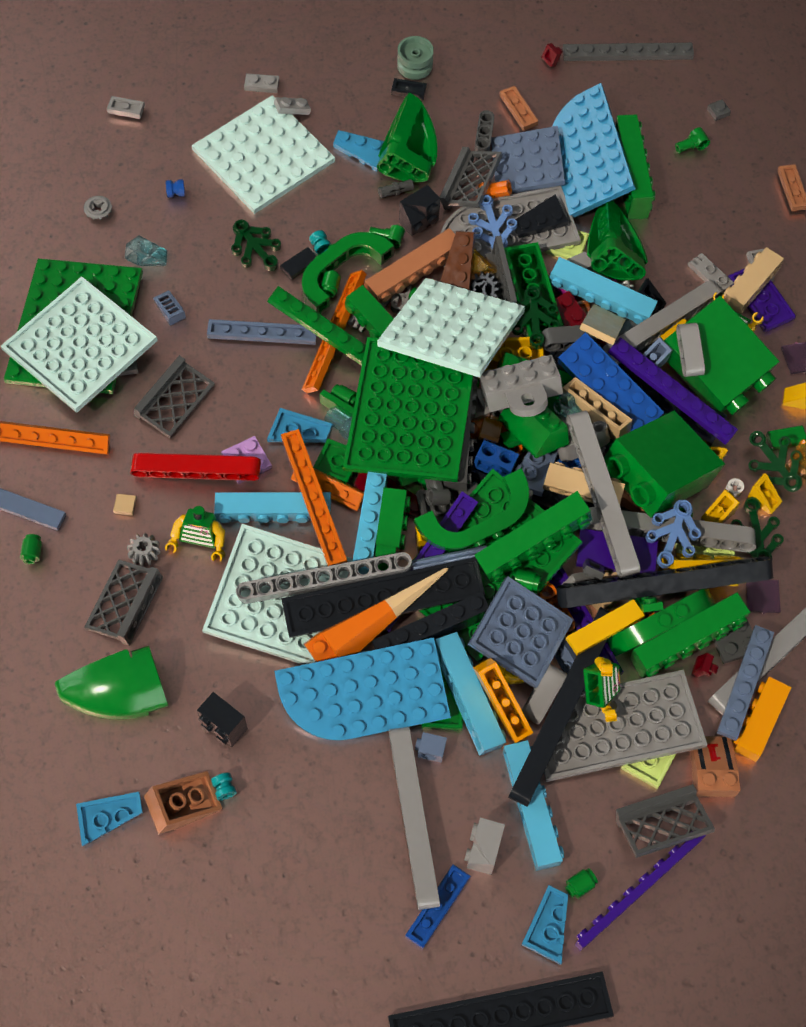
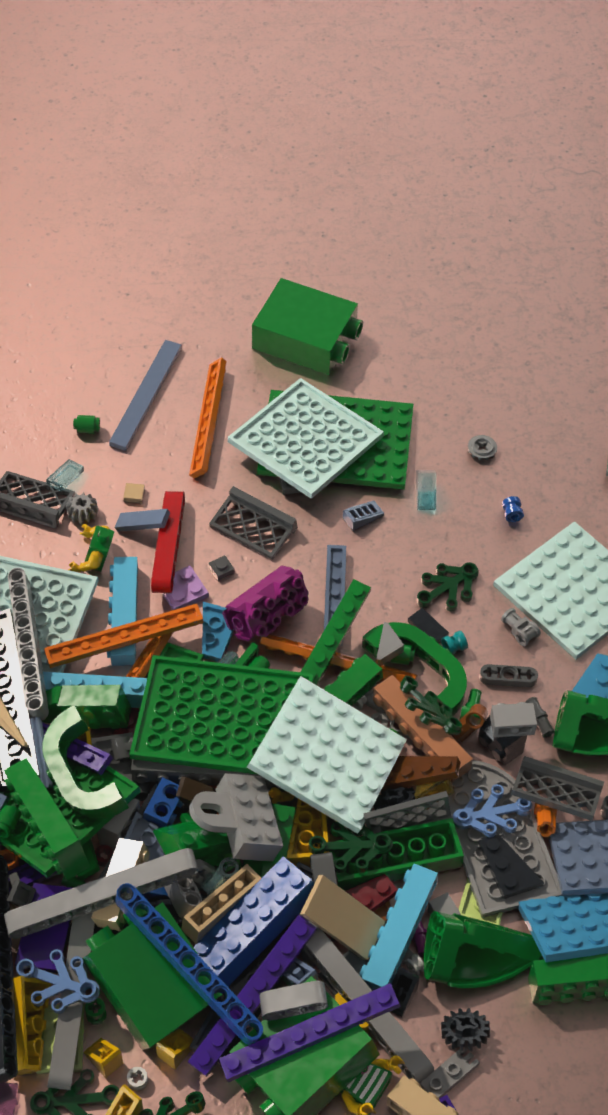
camera: 90 degrees right, 10 degrees down
(97, 568) = (65, 475): none -> clear light blue tile
(168, 490) = (142, 520): none -> sand blue tile
(223, 426) = (221, 567): none -> dark grey plate
(280, 378) = (263, 605): none -> magenta brick
(305, 192) = (522, 628): none -> light grey connector
(332, 284) = (389, 646): none -> light grey slope
(356, 213) = (502, 681): none -> dark grey beam
(401, 250) = (430, 706): none -> dark green plant
(406, 226) = (471, 723): none -> dark orange piece
(421, 189) = (513, 719): none -> light grey brick
(668, 421) = (191, 974): none -> blue beam
(679, 257) = (467, 1028): none -> black gear
(715, 341) = (309, 1032): none -> dark purple plate

